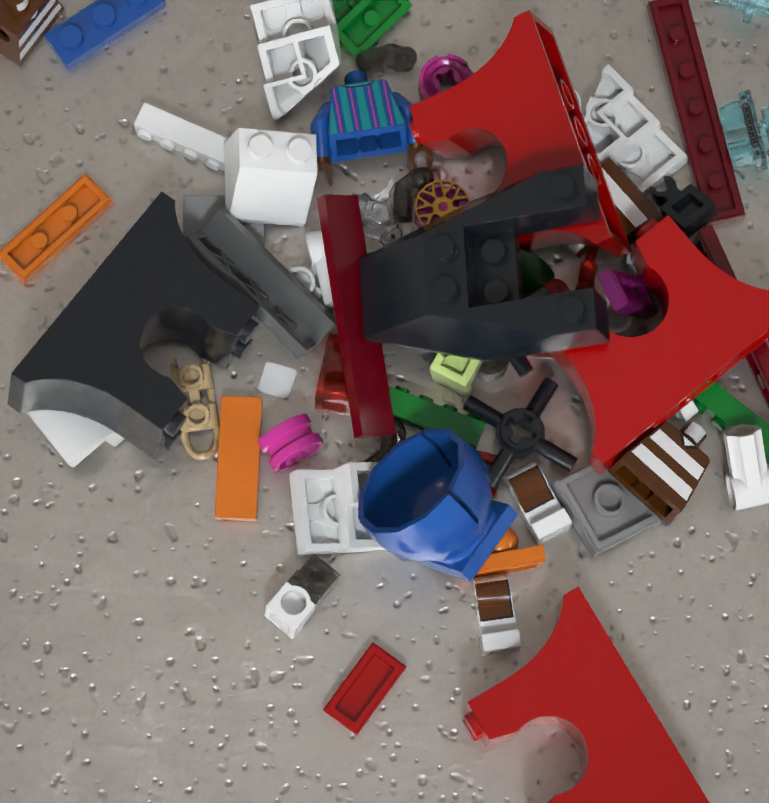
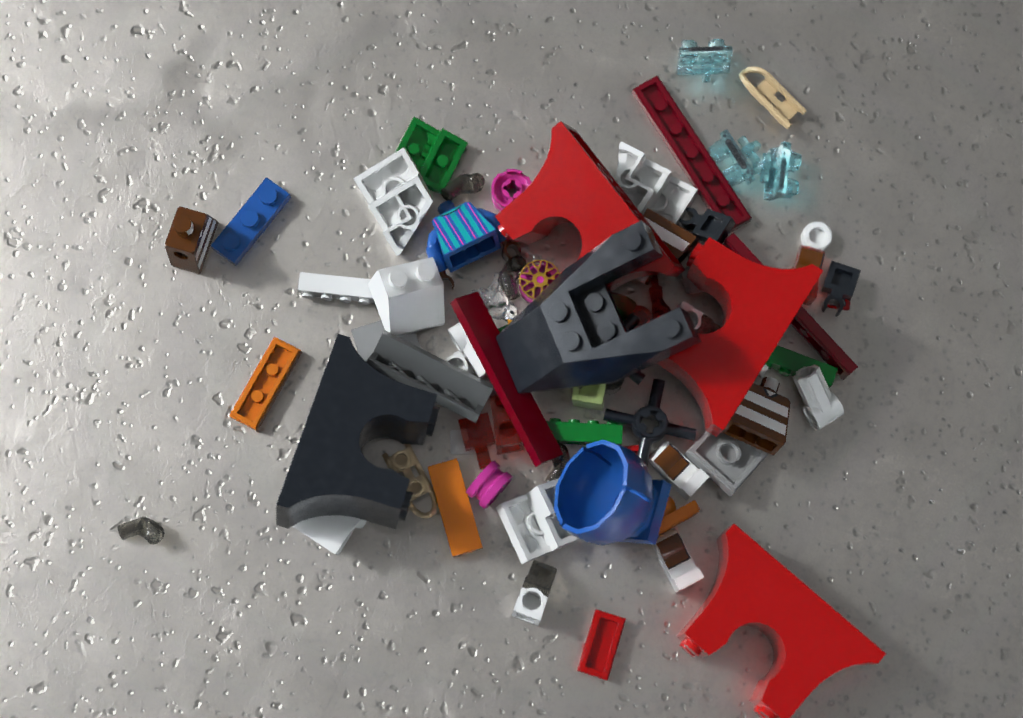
camera: 20 degrees left, 0 degrees up
(297, 379) = (478, 437): none -> clear red plate
(627, 294) = (694, 301): magenta plate -> none

